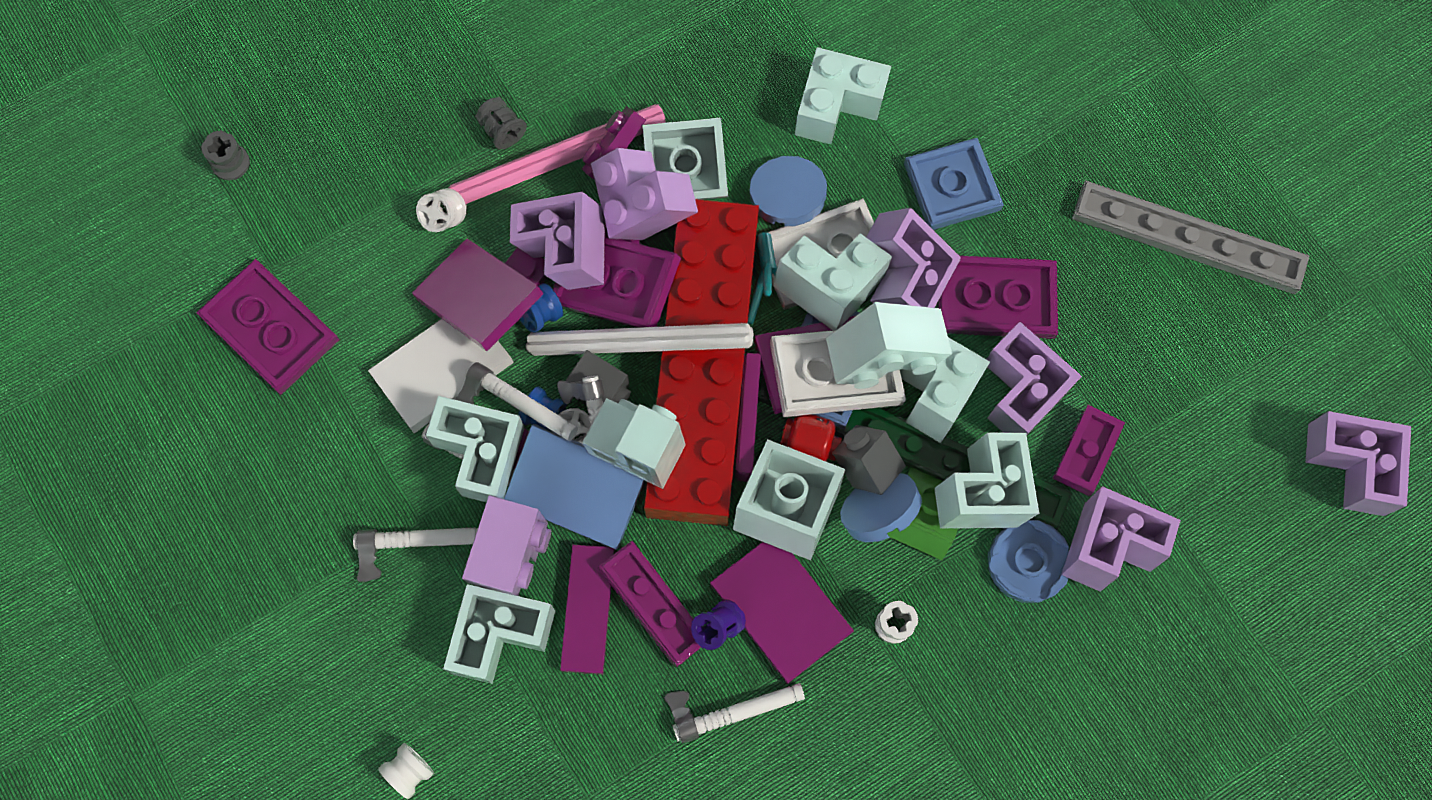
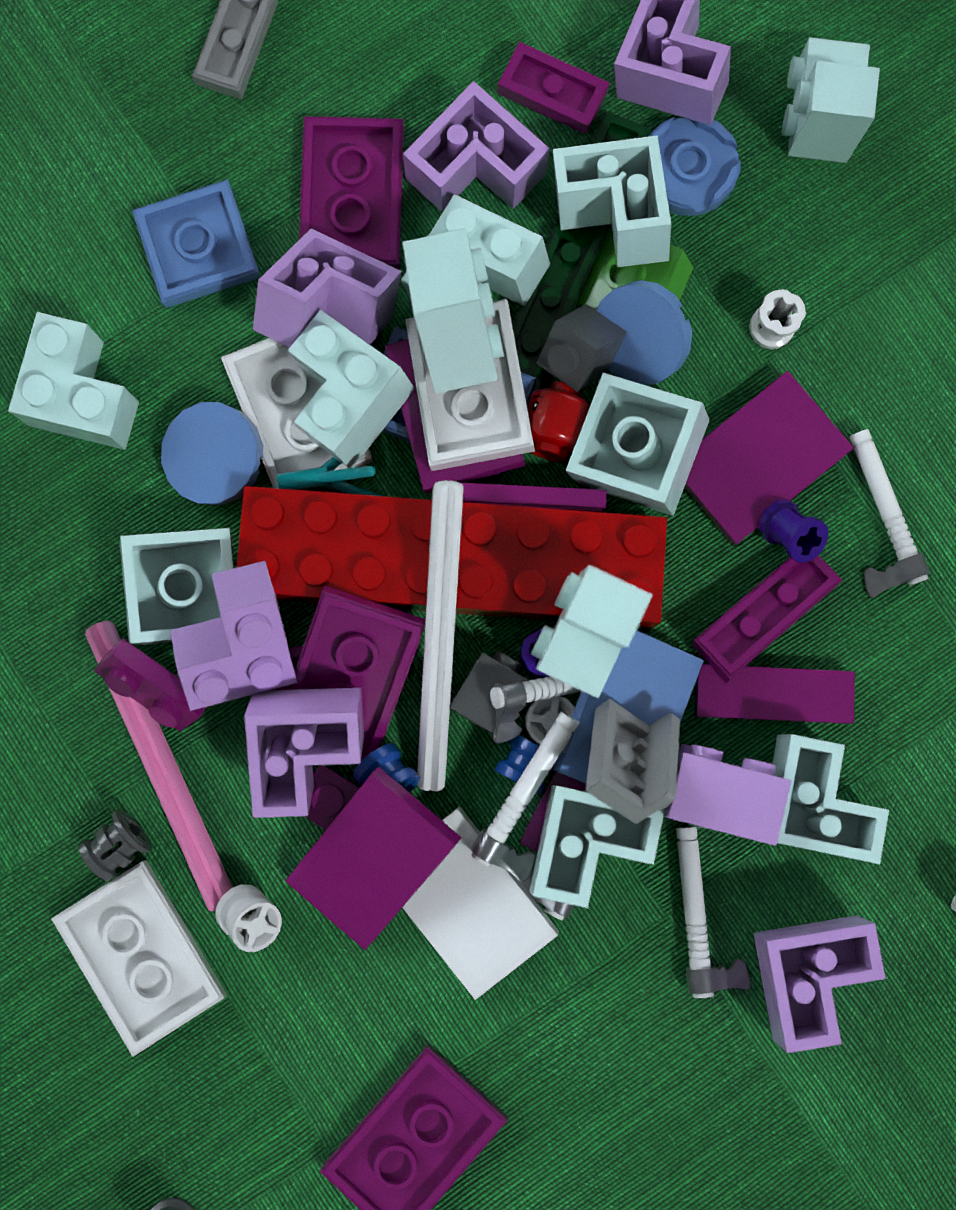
camera: 90 degrees left, 10 degrees up
(366, 610) = (801, 968): none -> lavender brick
(420, 141) = (139, 957): none -> white tile
(534, 471) = (633, 762): none -> light grey bracket
(1088, 671) = (831, 99): none -> light aqua brick

